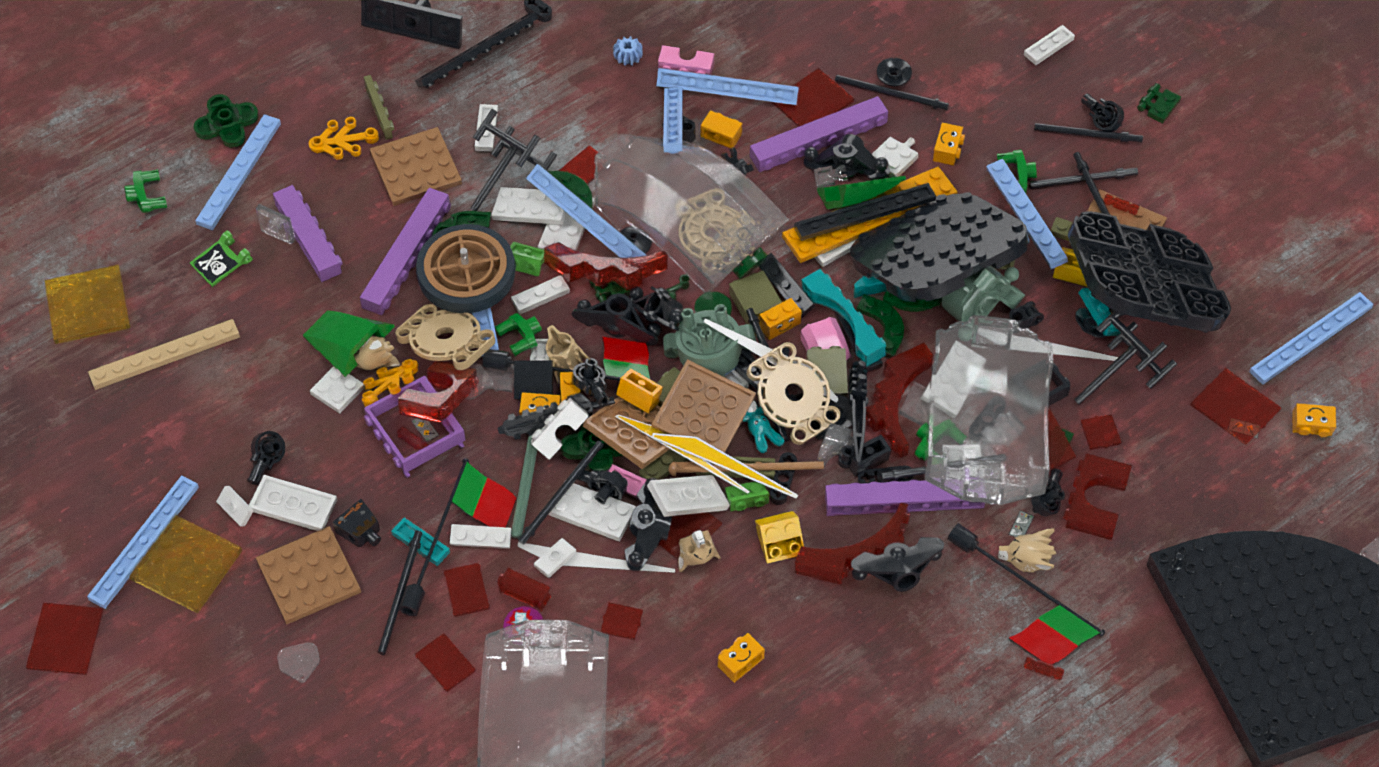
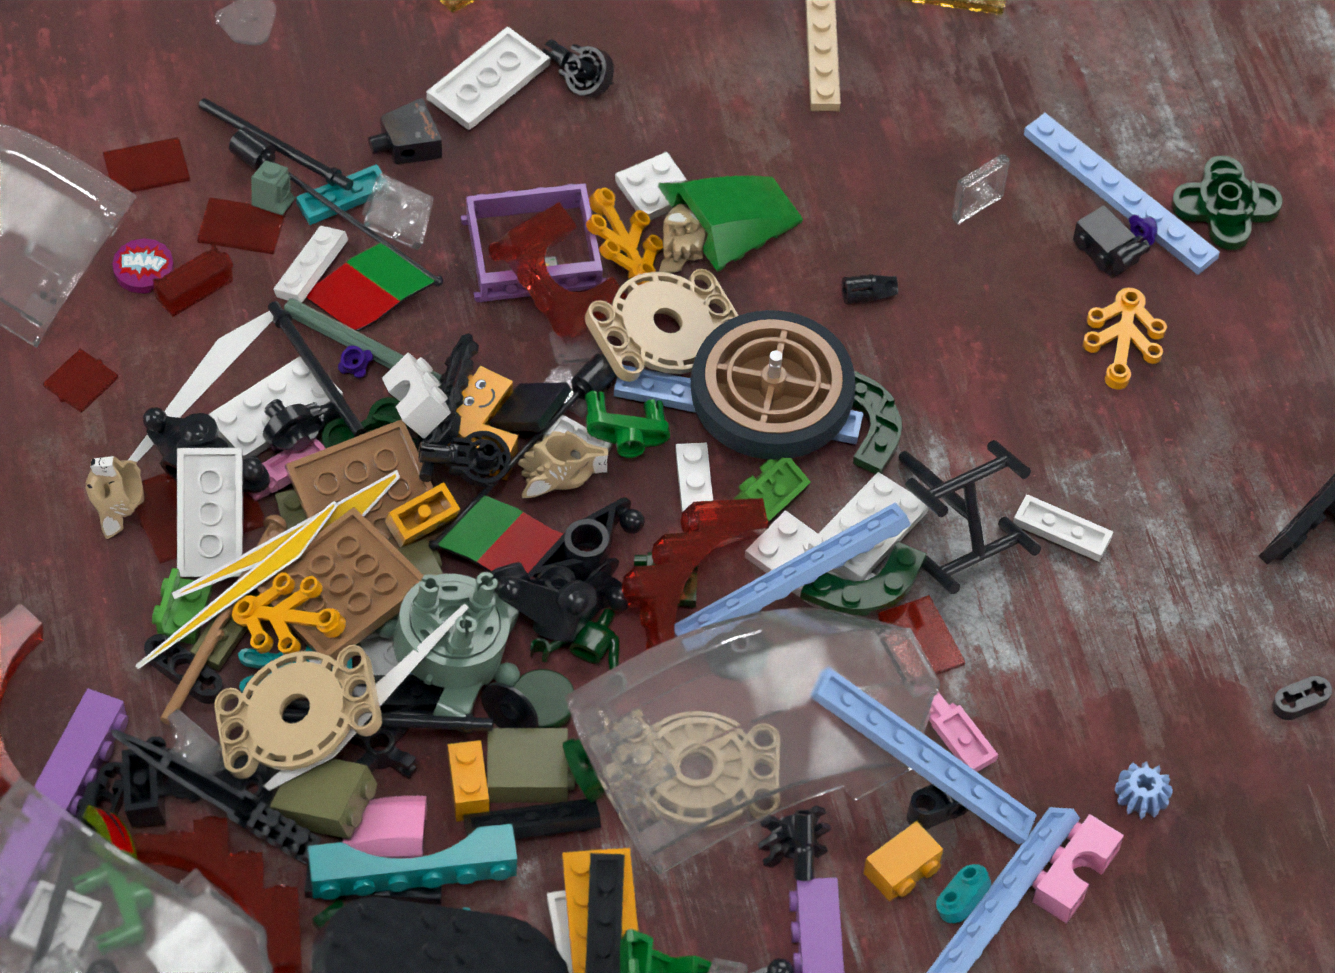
camera: 110 degrees right, 0 degrees up
(137, 193) = (1131, 62): green connector -> none
(220, 260) = (958, 119): flag -> none
(235, 506) = (519, 14): white plate -> none
(265, 150) = (1149, 226): none -> dark purple plate
(282, 160) = (1109, 242): none -> black hinge
(308, 235) = (954, 231): medium lavender brick -> none
(308, 575) = (367, 64): medium nougat plate -> none
(366, 260) = (877, 288): none -> black hinge
(381, 112) = (1168, 397): olive plate -> none
(405, 252) = (866, 341): medium lavender brick -> none
(414, 165) = (1031, 409): medium nougat plate -> none
(420, 502) = (398, 211): none -> clear plate
(436, 572) = (271, 188): none -> sand green window
(471, 53) = (1241, 577): black plate -> none
(543, 479) = (351, 354): none -> dark purple plate
(555, 558) = (224, 336): white plate -> none
(640, 125) = (961, 734): none -> bright pink hinge
(723, 102) = (965, 891): none -> teal plate
(732, 306) = (508, 707): none -> black dish
(737, 428) = (251, 610): none -> light orange plant
(748, 156) = (804, 838): none -> black piece
(779, 536) = (85, 616): yellow slope -> none
(911, 443) = (111, 829): none -> slope

